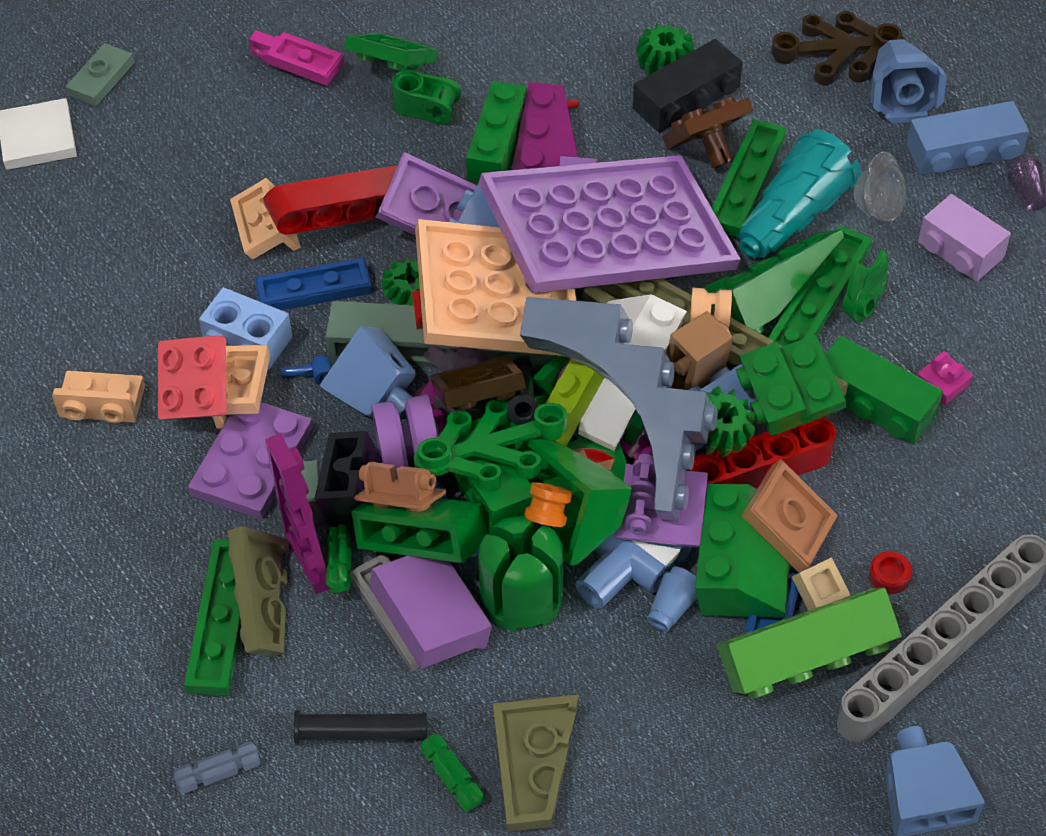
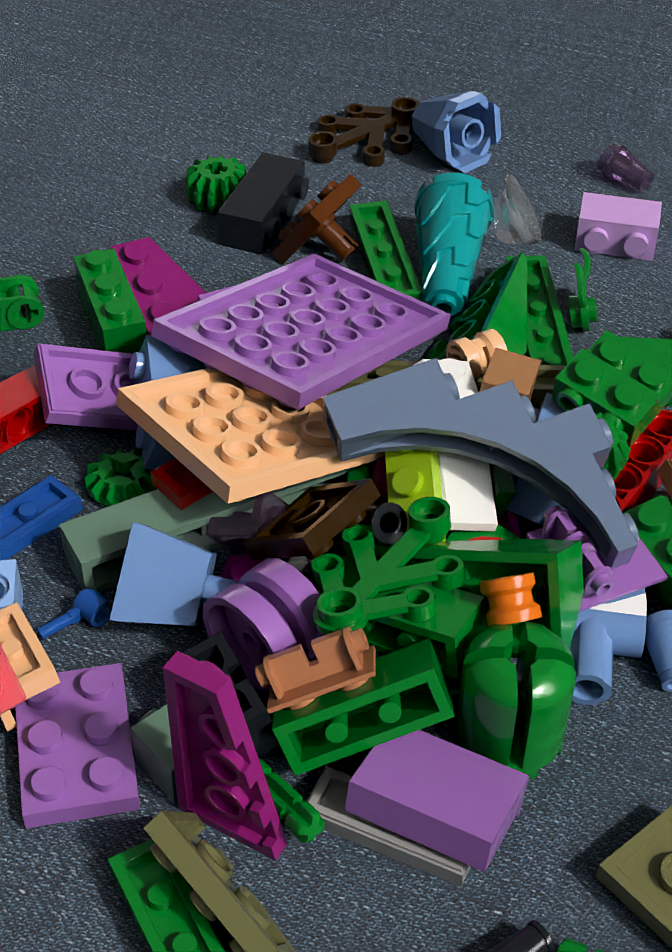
camera: 35 degrees left, 10 degrees down
(967, 138) = (546, 153): medium blue brick -> none

